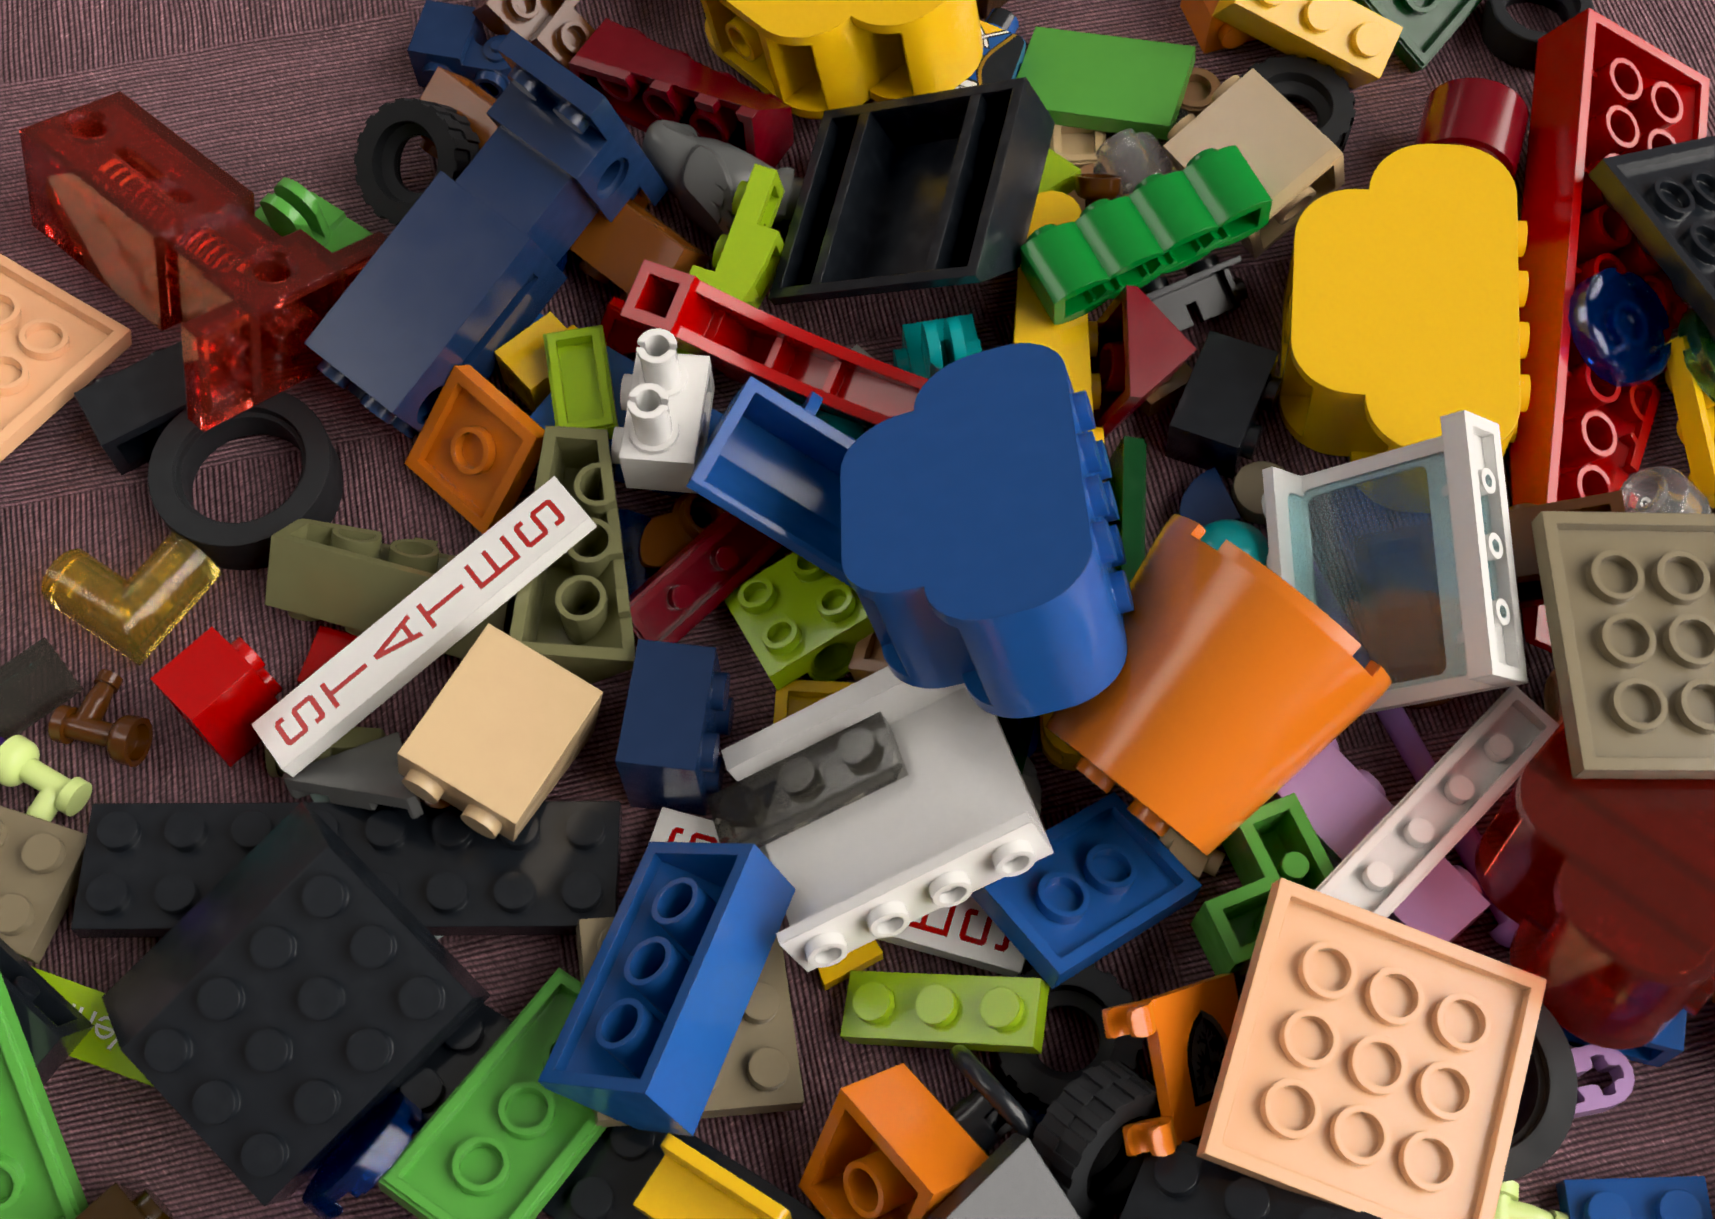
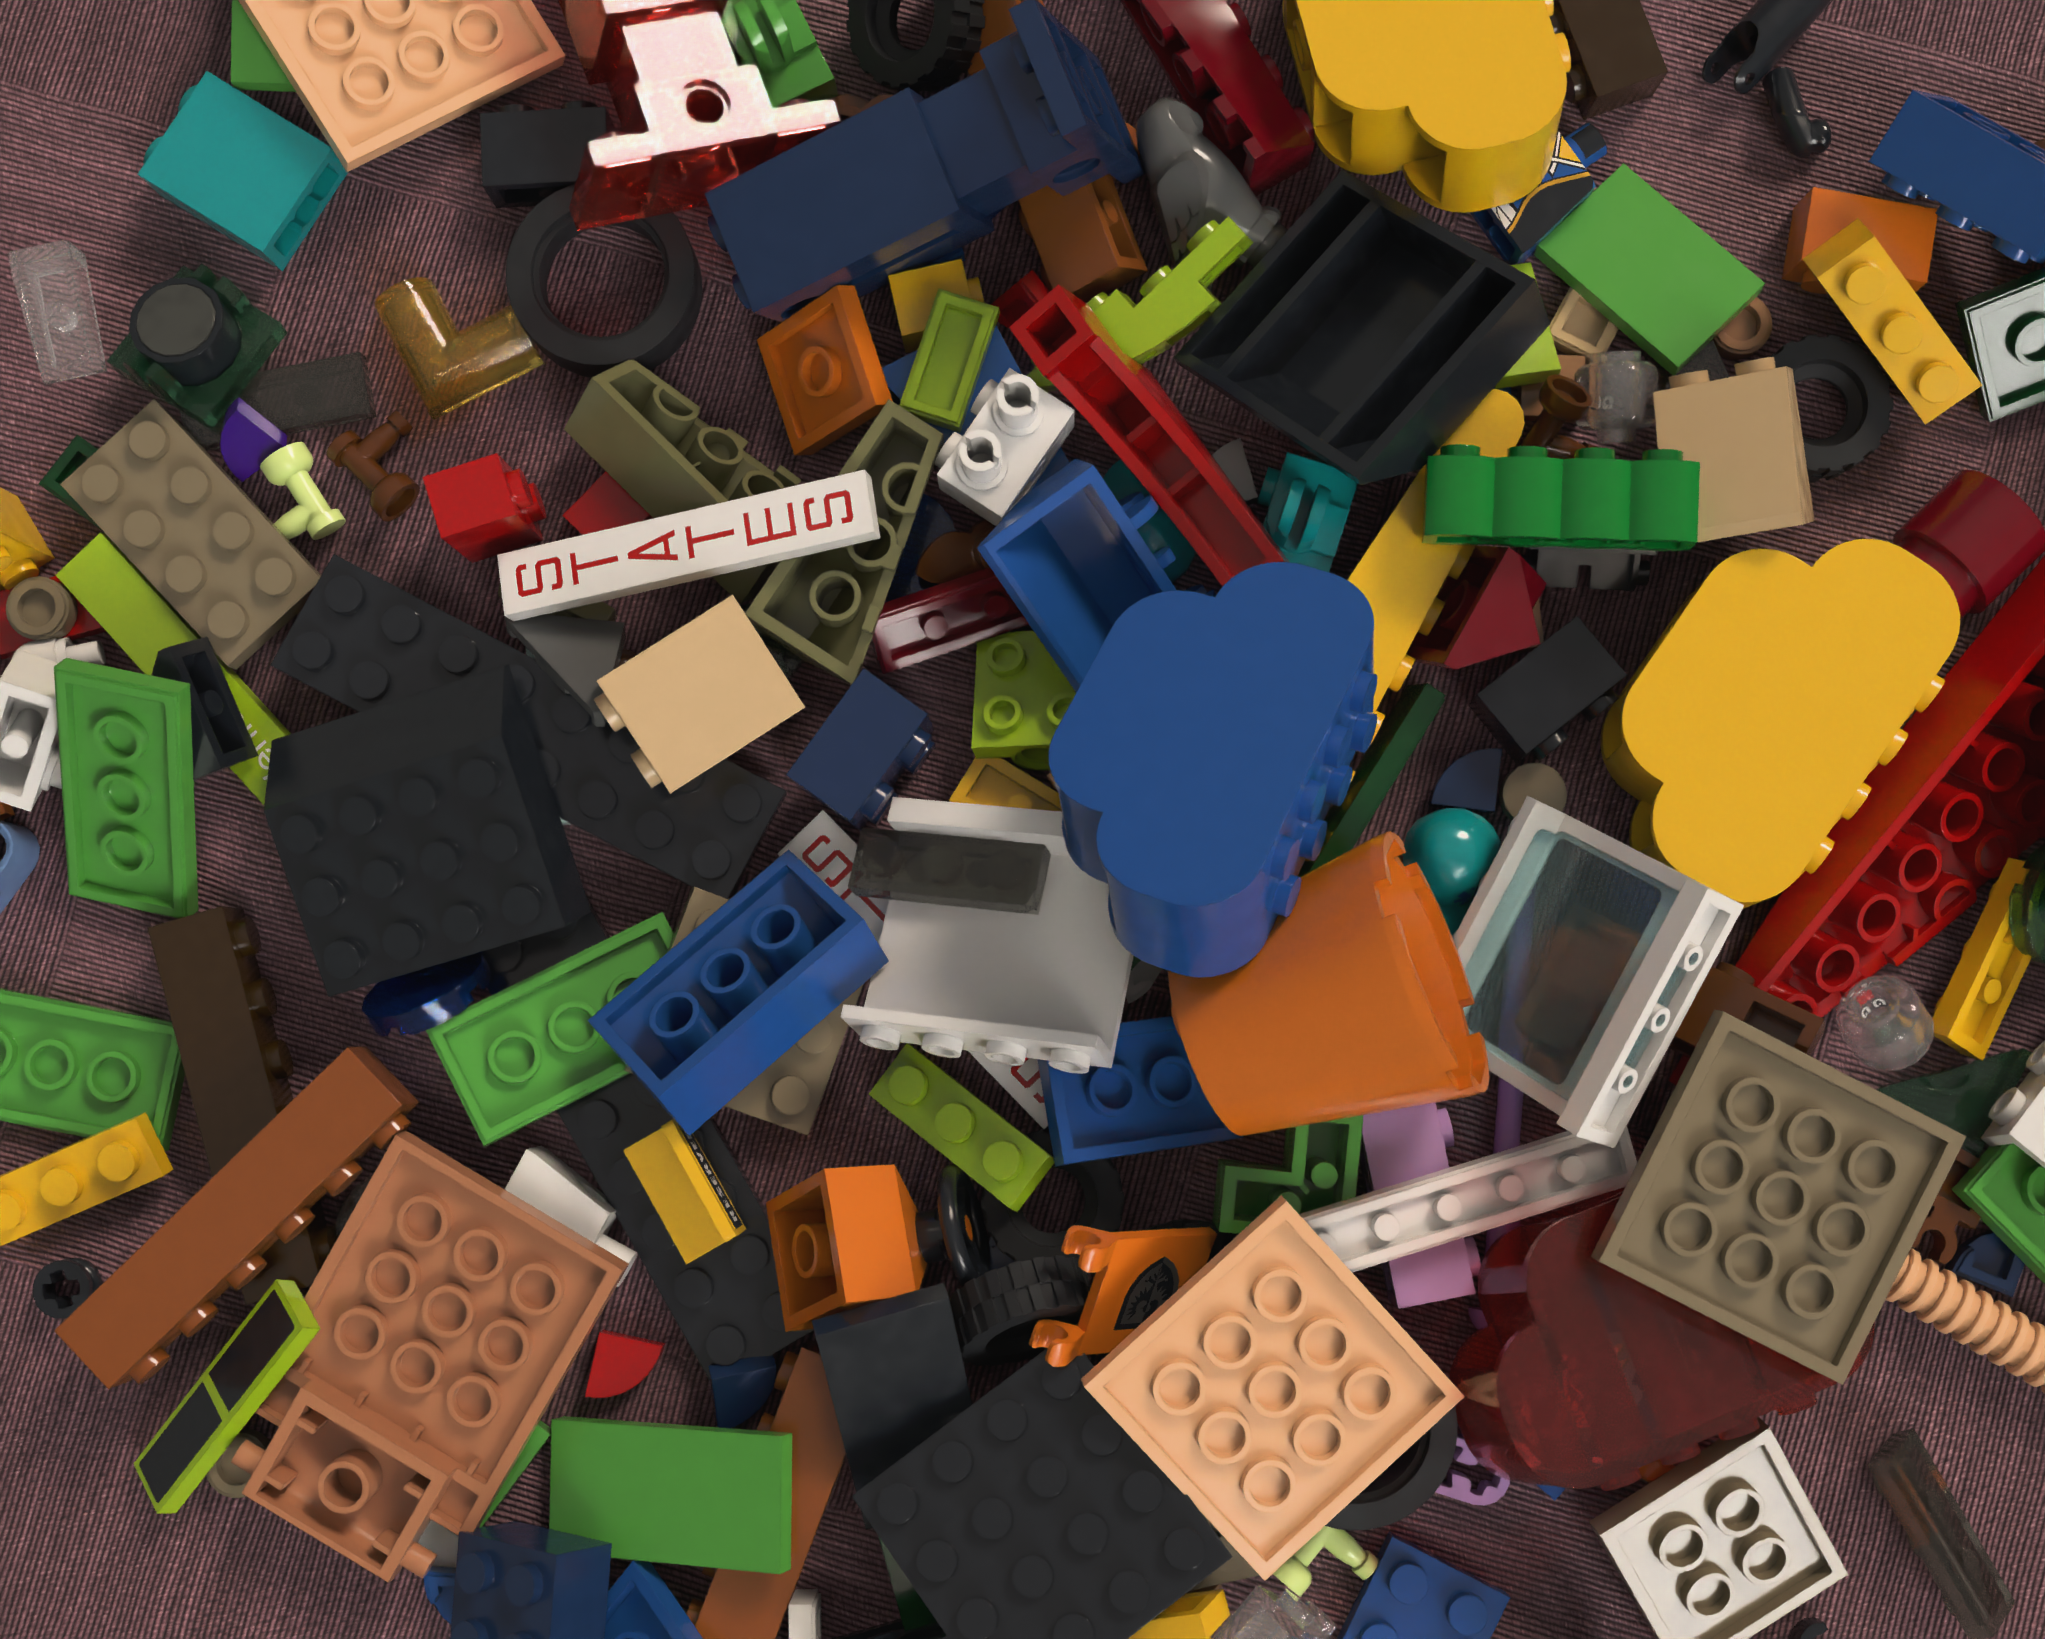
camera: 35 degrees right, 20 degrees up
(1619, 327) = (1971, 826): clear blue tile -> none

